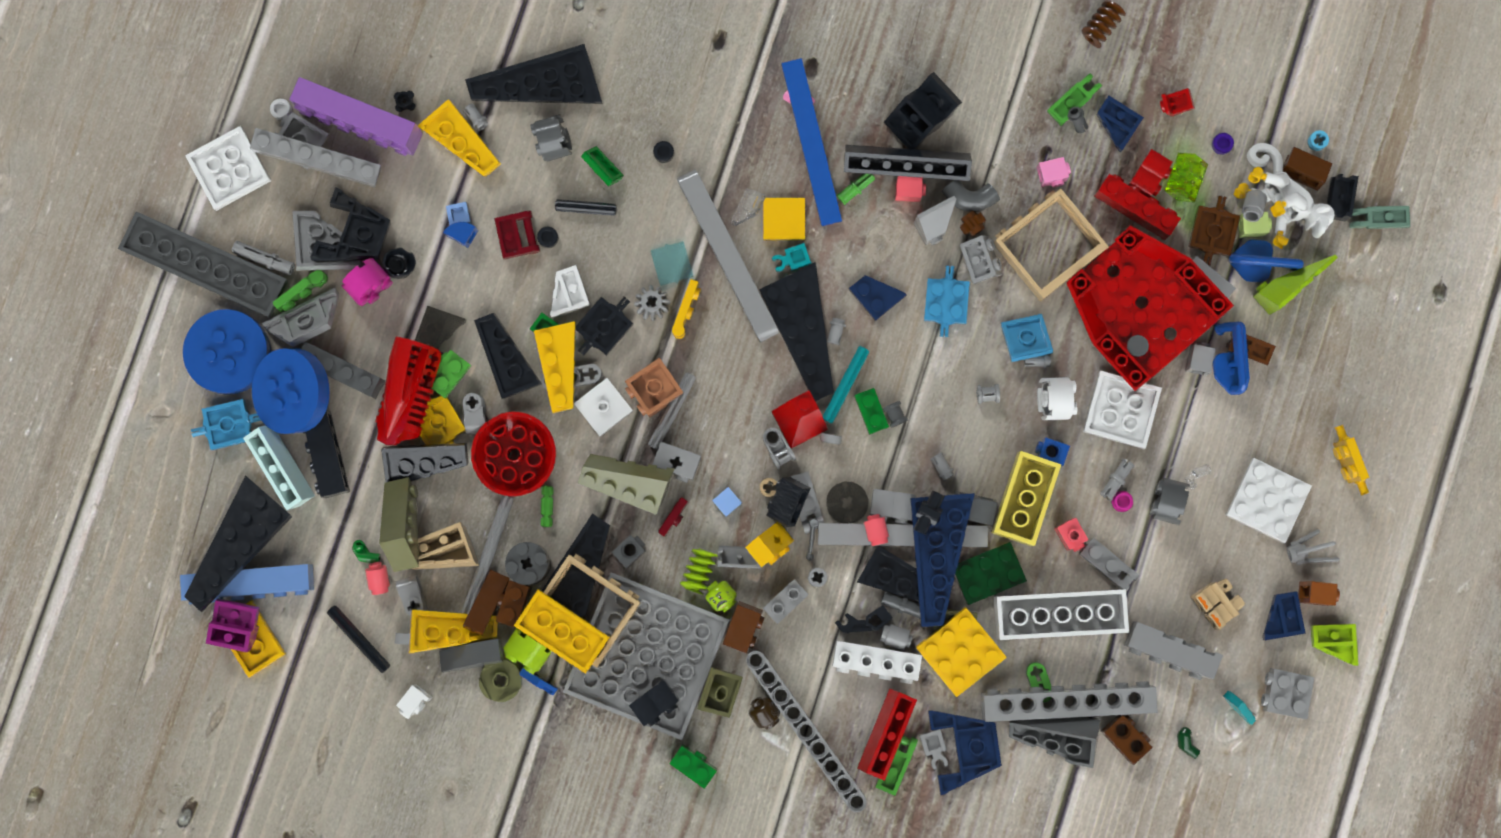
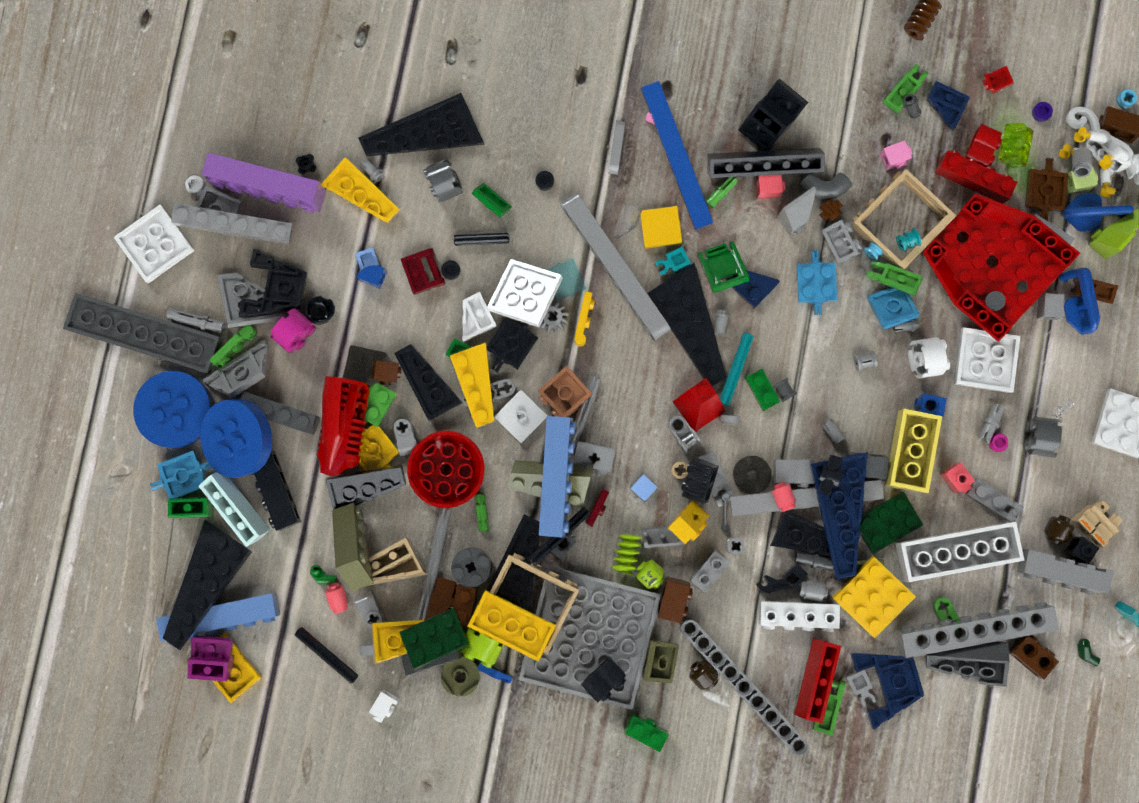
camera: 10 degrees left, 0 degrees up
(231, 460) = (189, 508): none -> green brick
(462, 339) = (386, 371): none -> reddish brown brick
(476, 634) = (434, 638): none -> dark green plate
(624, 272) = (525, 293): none -> white plate
(626, 542) = (552, 542): none -> black axle
(630, 476) = (556, 476): none -> medium blue brick
(747, 125) = (616, 147): none -> light grey beam
(846, 268) = (722, 265): none -> green container
(1013, 274) = (873, 251): none -> medium azure bush
(1033, 306) = (895, 277): none -> bright green hinge
(1051, 267) = (908, 240): none -> teal bush
(1174, 604) = (1059, 529): none -> dark brown head
(1195, 630) = (1081, 550): none -> black brick

